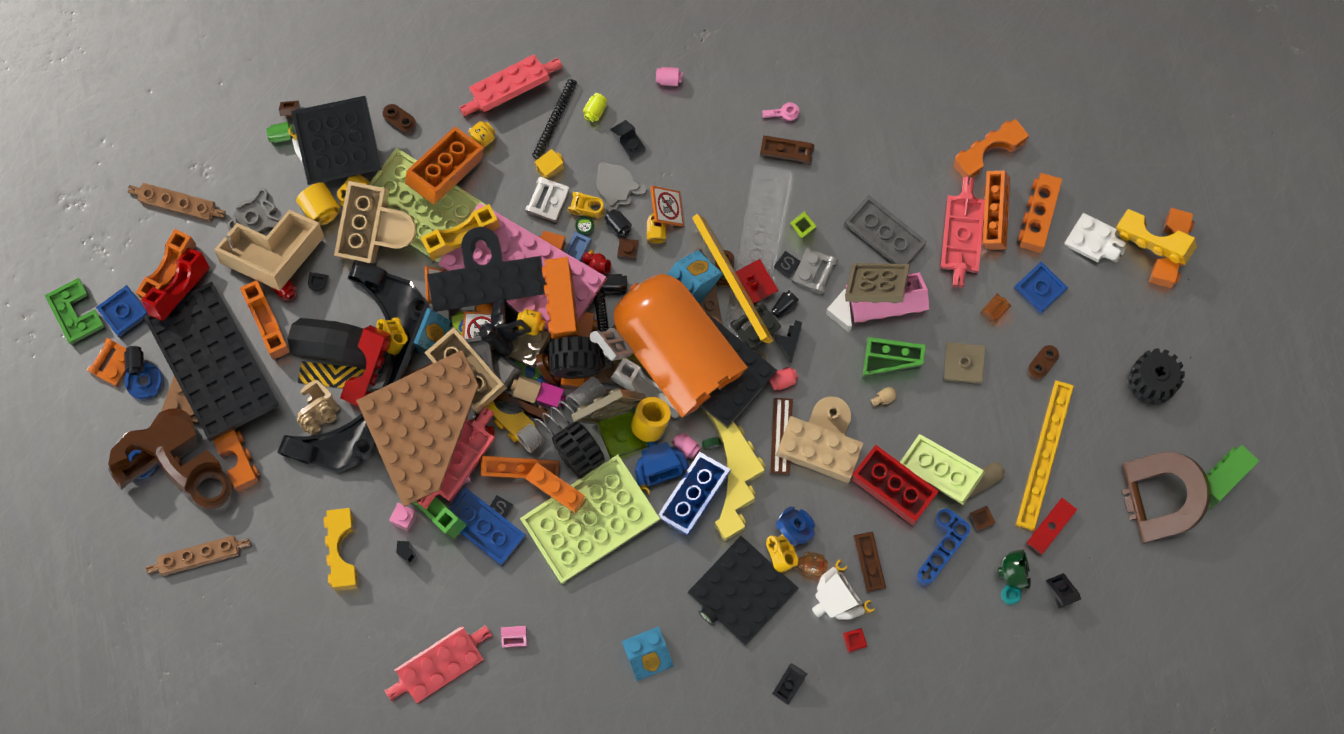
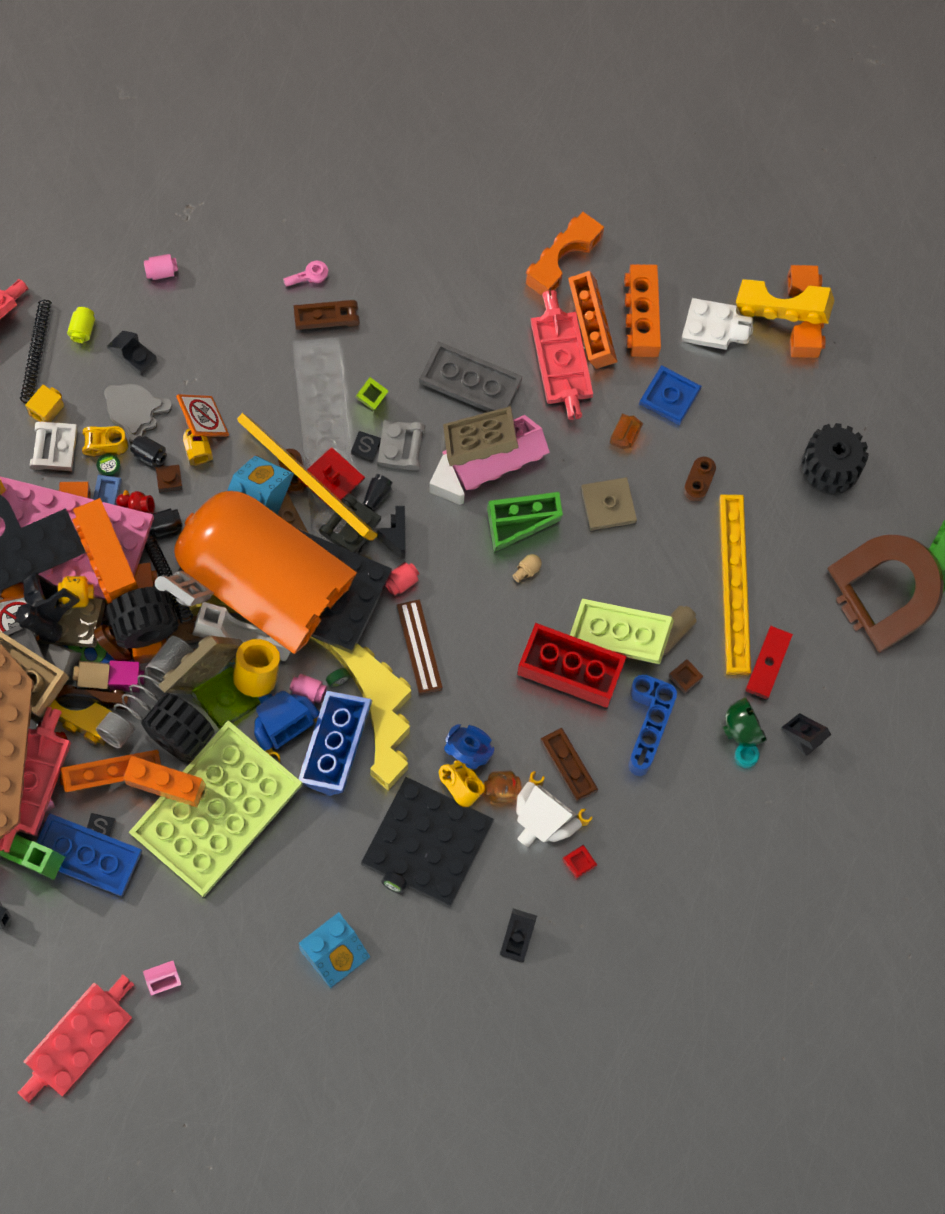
camera: 25 degrees left, 5 degrees down
(822, 440) = (469, 638): tan brick -> none

